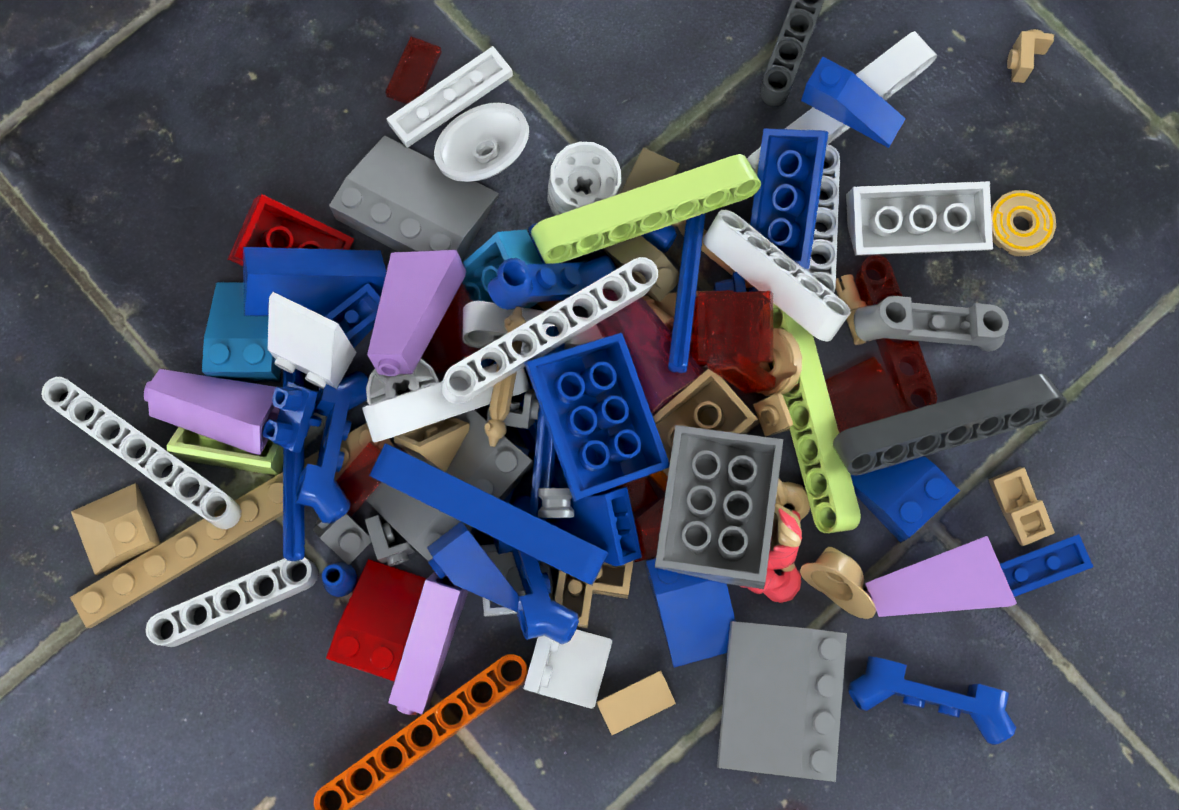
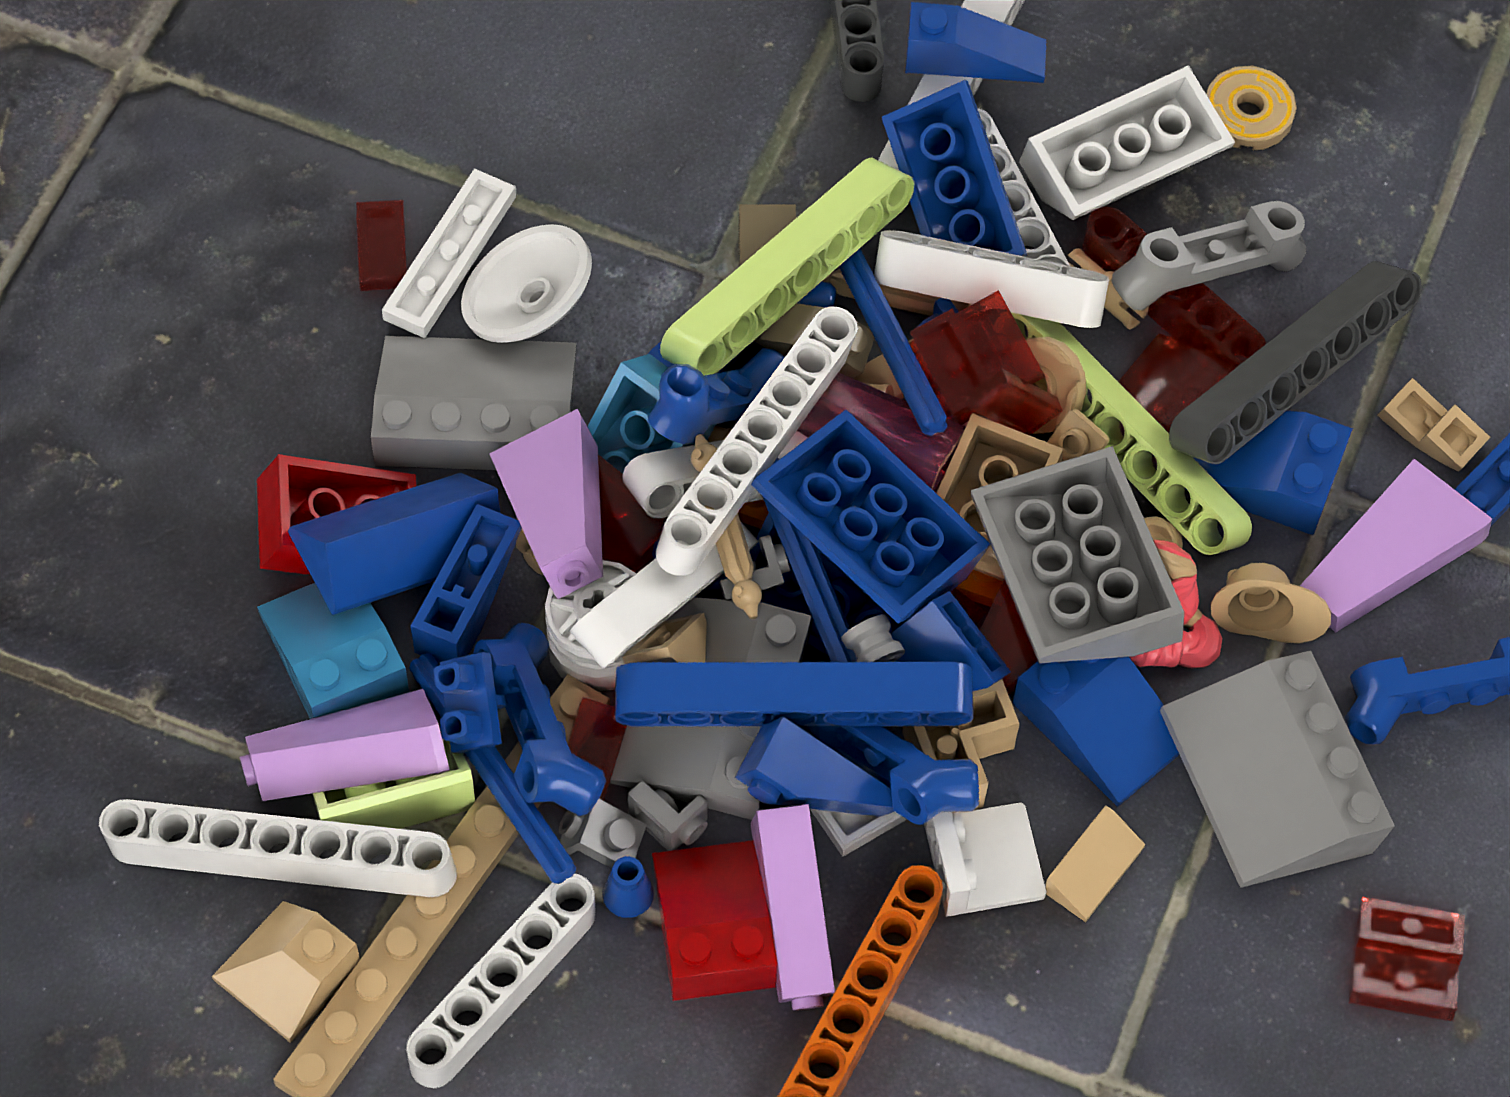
camera: 30 degrees left, 15 degrees down
(307, 342) = (452, 584): white slope -> none
(582, 167) = (681, 266): white wheel -> none

